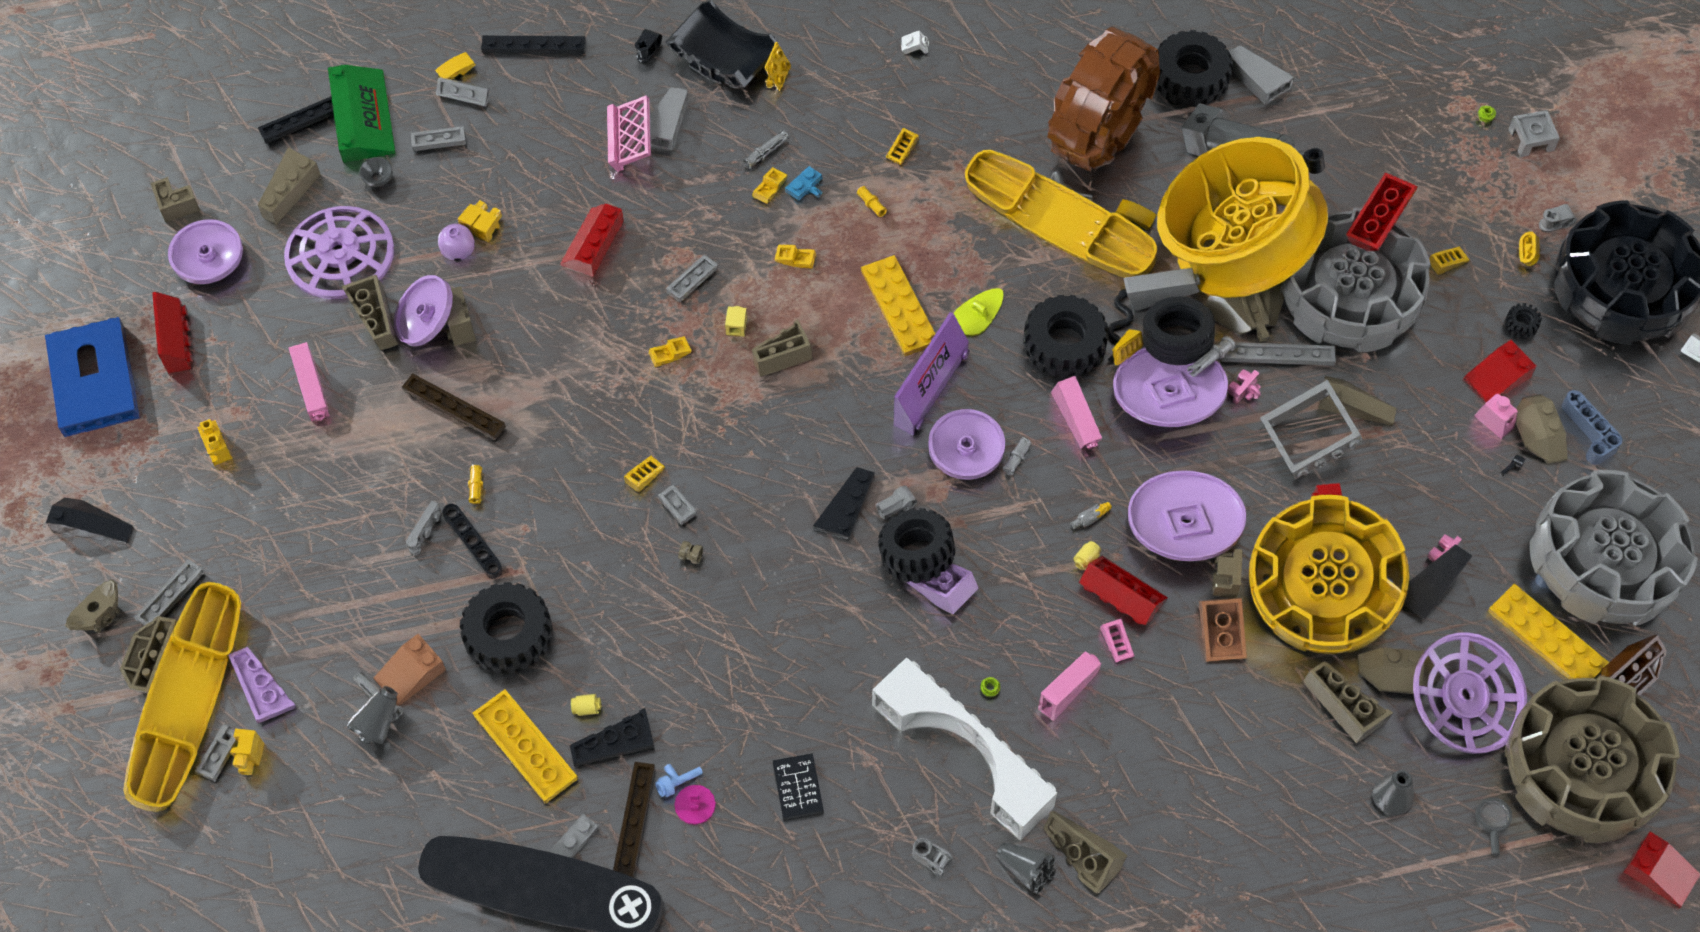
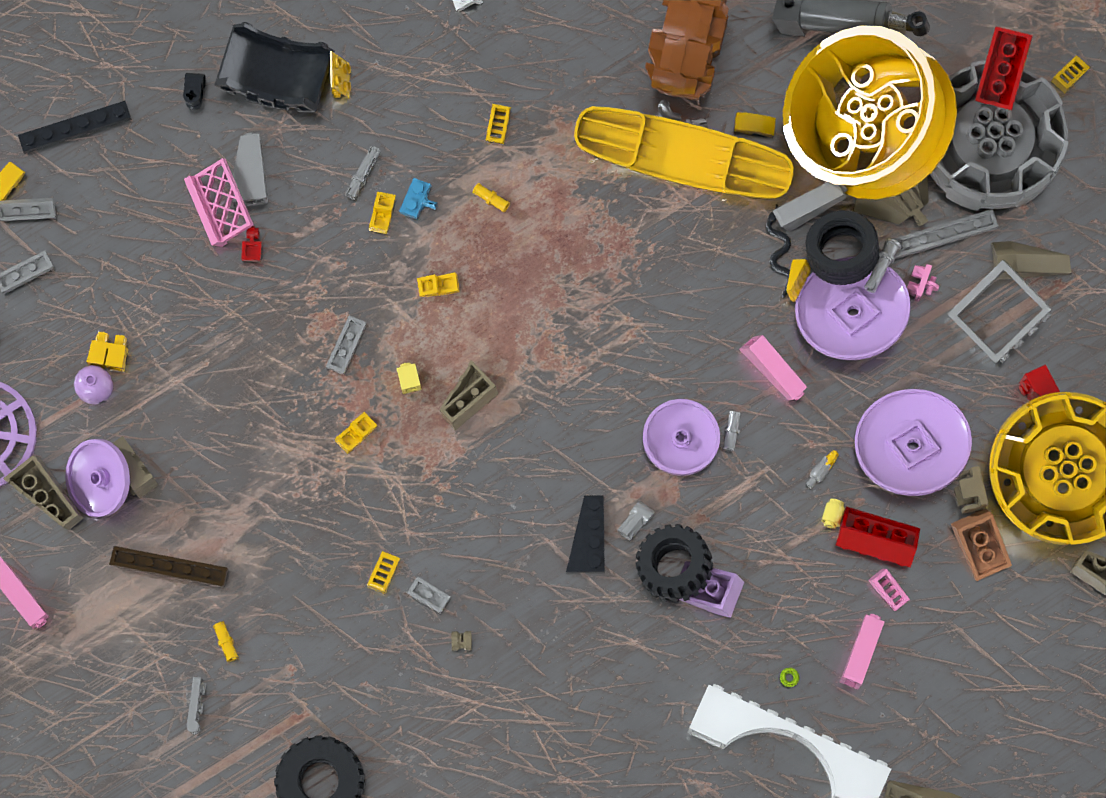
camera: 20 degrees left, 15 degrees up
(473, 549) = (256, 701): black beam -> none
(593, 239) = (229, 335): red slope -> none
(642, 178) = (252, 249): none -> red plate
(899, 305) = (560, 304): yellow plate -> none
(930, 375) = (623, 378): medium lavender slope -> none
(979, 311) = (639, 285): neon yellow shield -> none
(1065, 358) = (743, 262): black tyre -> none

